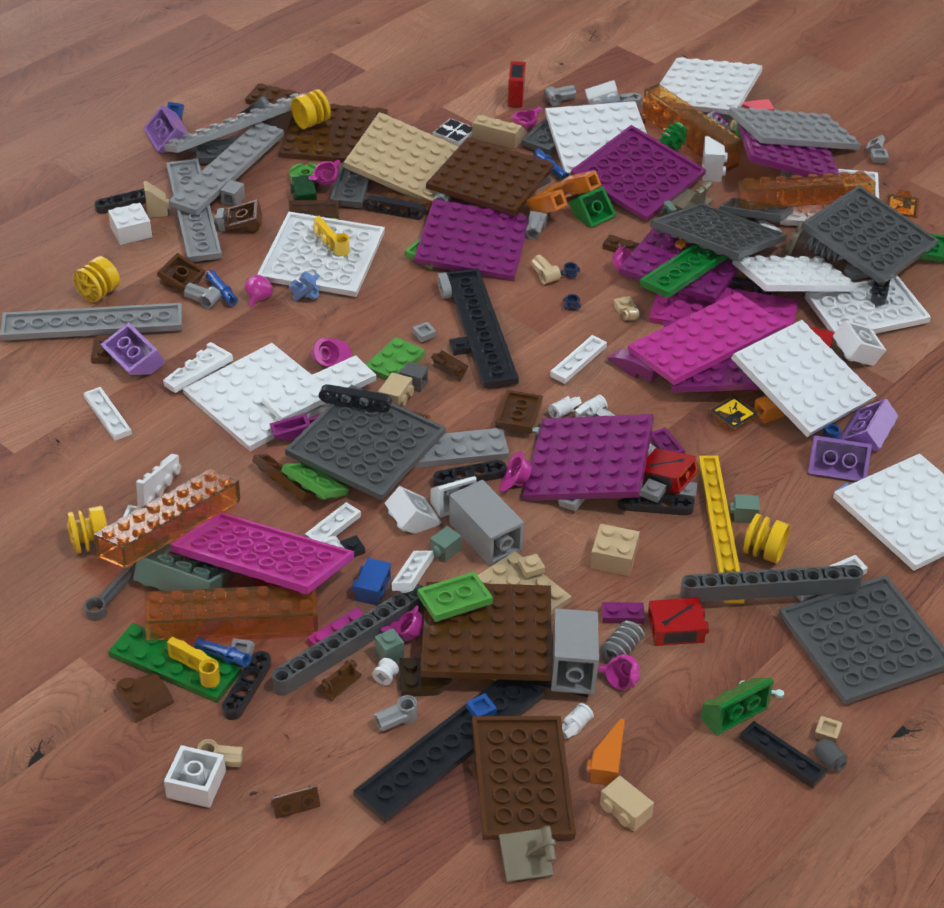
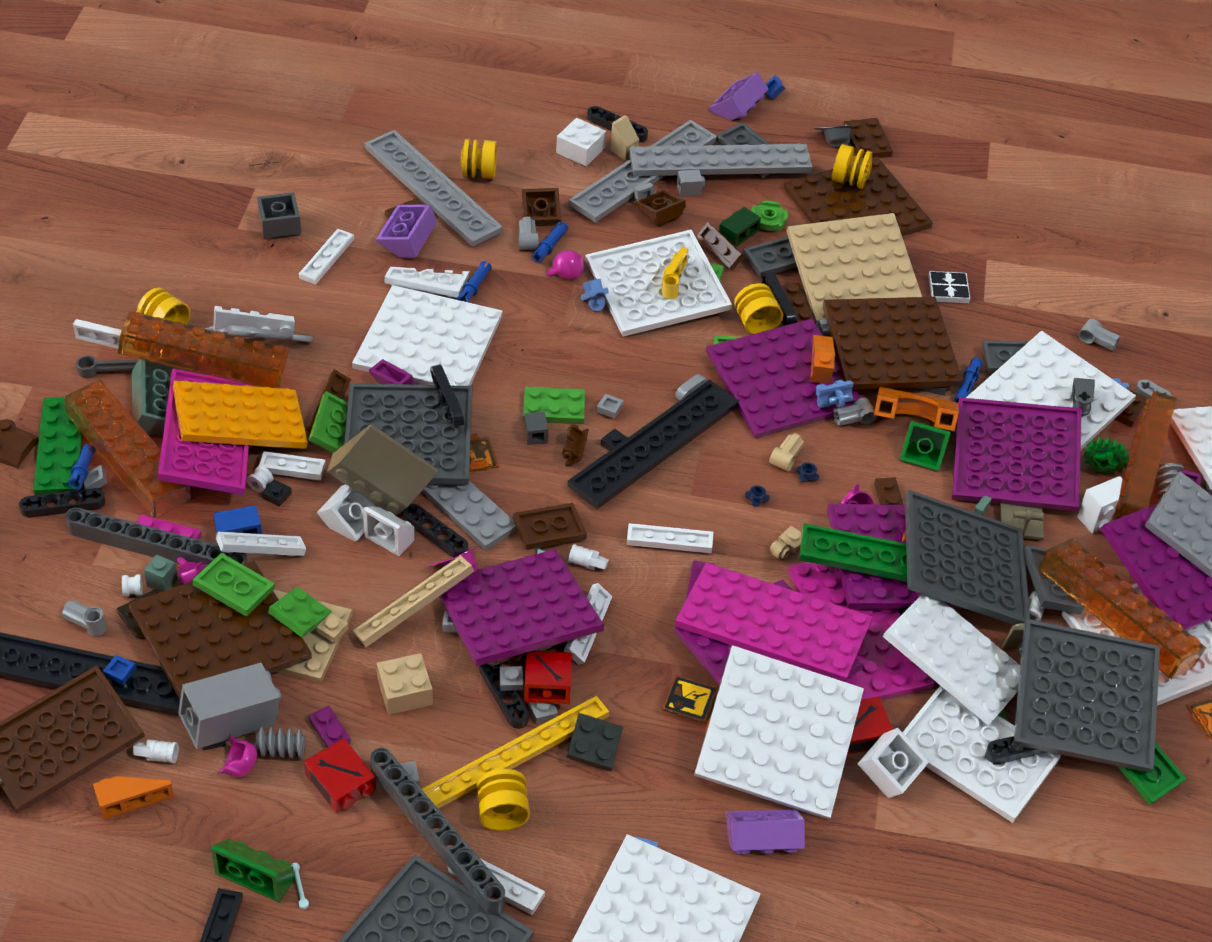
camera: 55 degrees right, 5 degrees up
(37, 416) = (279, 215): none -> dark grey brick
(74, 579) = (97, 333): none -> white plate
(174, 481) = (251, 332): none -> light grey plant
(195, 659) = (48, 464): yellow plate -> none
(225, 343) = (471, 287): none -> blue pin
(230, 125) = (783, 130): light grey plate -> none
(259, 527) = (239, 415): none -> light orange plate
(303, 394) = (461, 369): white plate -> none
(326, 173) = (771, 226): dark pink hair -> none
(330, 351) = (516, 355): dark pink piece -> none
(339, 680) = (106, 561): reddish brown hinge -> none
(398, 388) = (500, 424): tan brick -> none
(402, 217) = (758, 308): none -> yellow wheel
(411, 459) = (381, 469): none -> dark tan slope
(445, 544) = (322, 554): sand green brick -> none
(482, 208) = (822, 359): none -> orange slope
(486, 522) = (362, 567): light grey brick -> none
(497, 132) = (981, 316): tan slope -> none
(507, 573) = (299, 612): none -> bright green plate
(516, 84) = (1068, 292): red brick -> none
(518, 220) = (834, 394): none -> medium blue hips
(526, 118) = (1019, 326): dark pink hair -> none
(541, 509) = (413, 601): none -> tan plate
(591, 406) = (608, 580): white hinge -> none
(603, 93) = (1130, 367): white brick -> none
(618, 117) = (1083, 394): none -> dark grey piece
(626, 803) = (74, 833): tan brick -> none
(664, 440) = (596, 663): magenta plate -> none
(739, 474) = (594, 742): none -> pearl dark grey plate
(744, 508) = (546, 767): sand green brick -> none
(832, 431) = (733, 794): blue plate -> none
(839, 458) = (691, 820): medium lavender slope -> none

